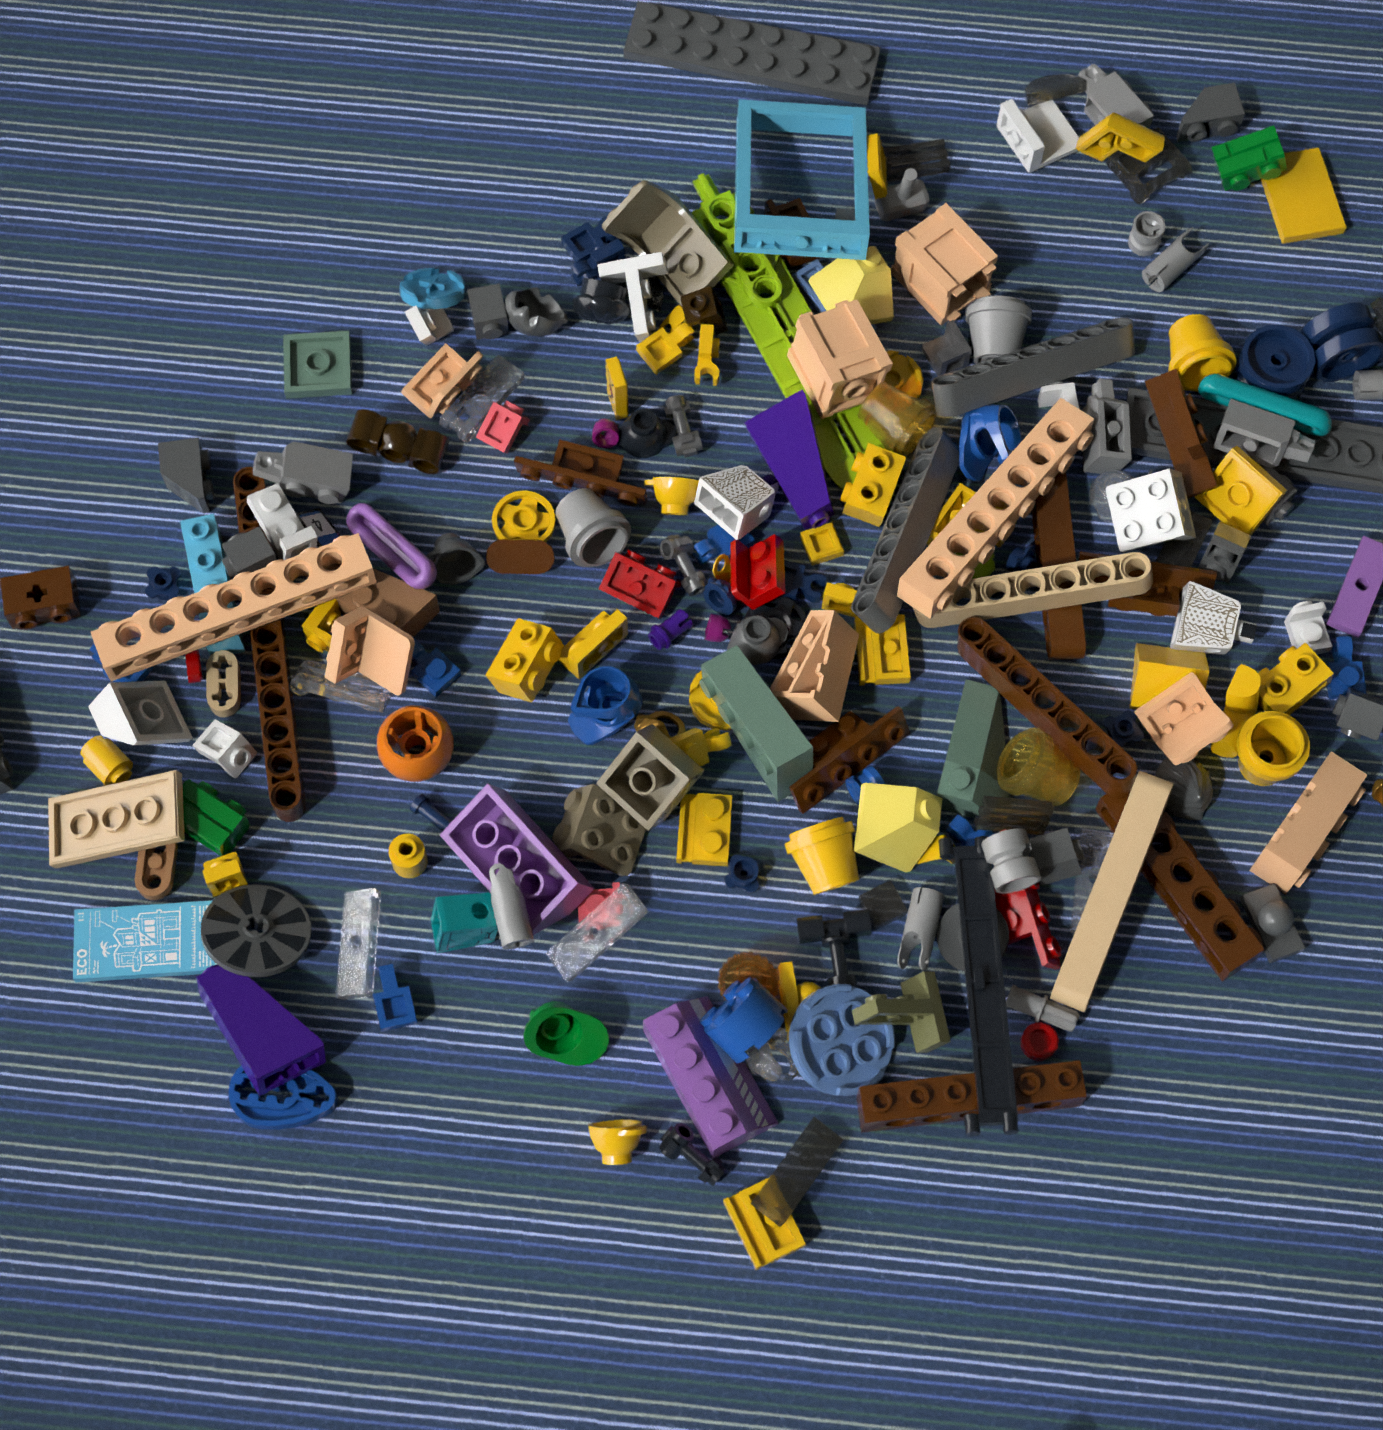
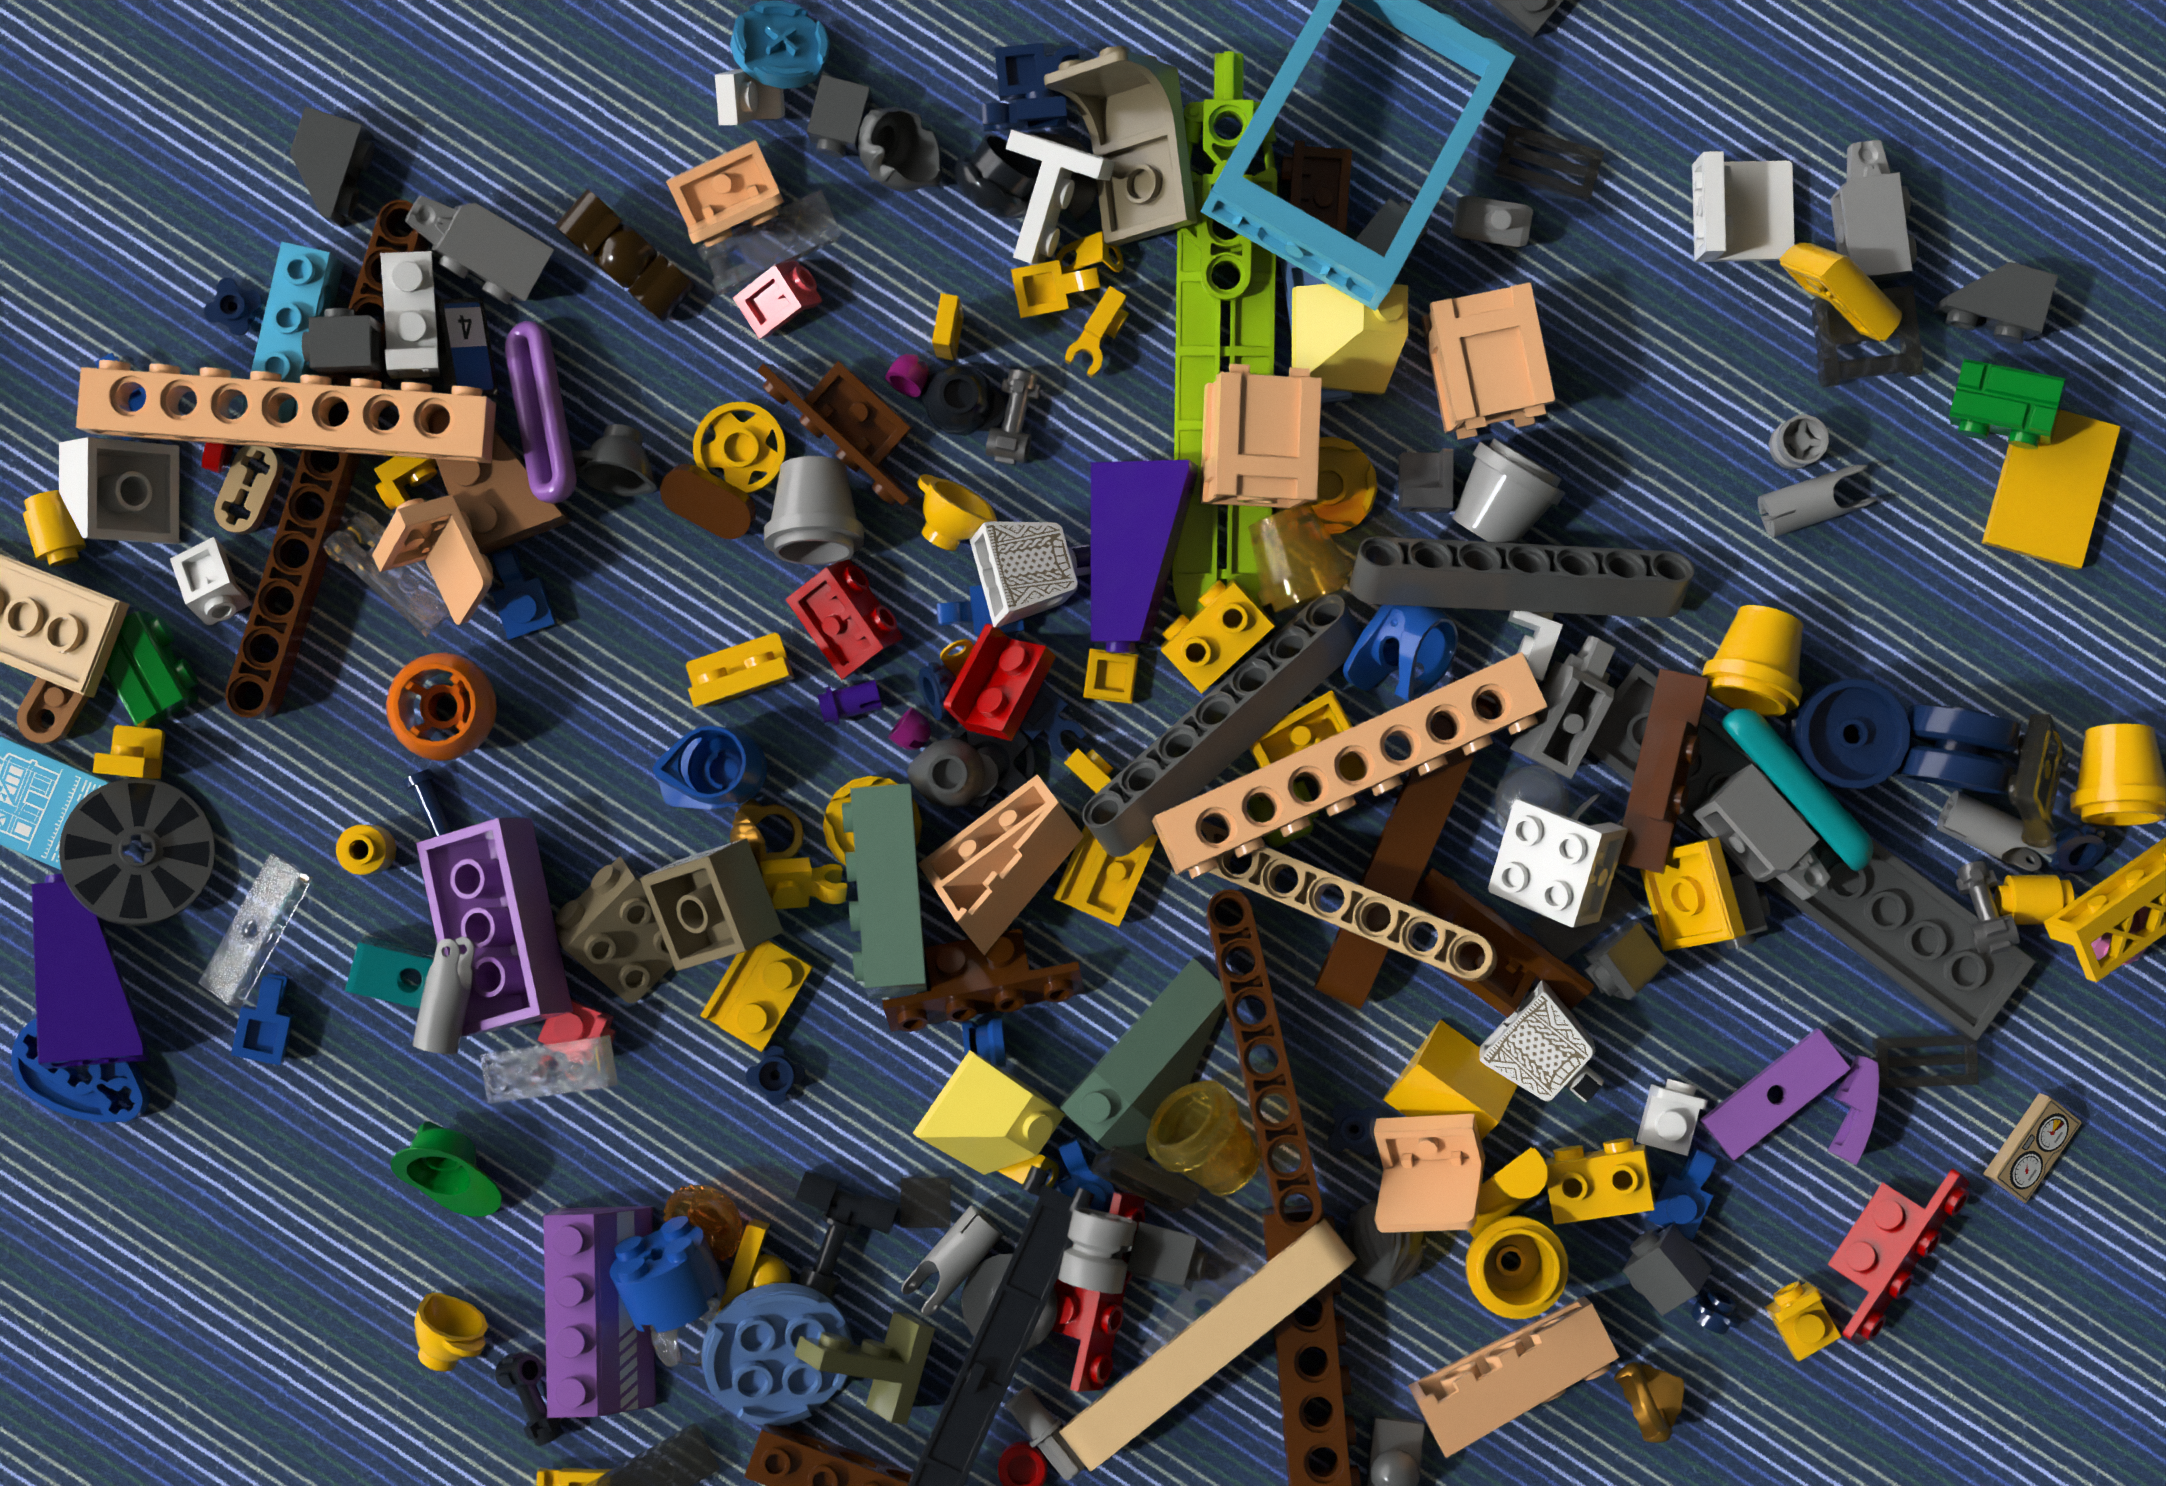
camera: 30 degrees right, 20 degrees up
(40, 597) = (40, 239): reddish brown brick -> none
(317, 364) = (578, 77): sand green tile -> none
(525, 660) = (639, 657): yellow brick -> none
(680, 549) = (915, 593): flat silver bar -> none
(704, 307) = (1129, 261): dark brown bracket -> none
(825, 854) = (880, 1111): yellow piece -> none
(877, 166) = (1477, 161): yellow tile -> none
(1022, 559) = (1353, 839): dark blue plate -> none
(1053, 87) = (1803, 145): clear smoke tile -> none

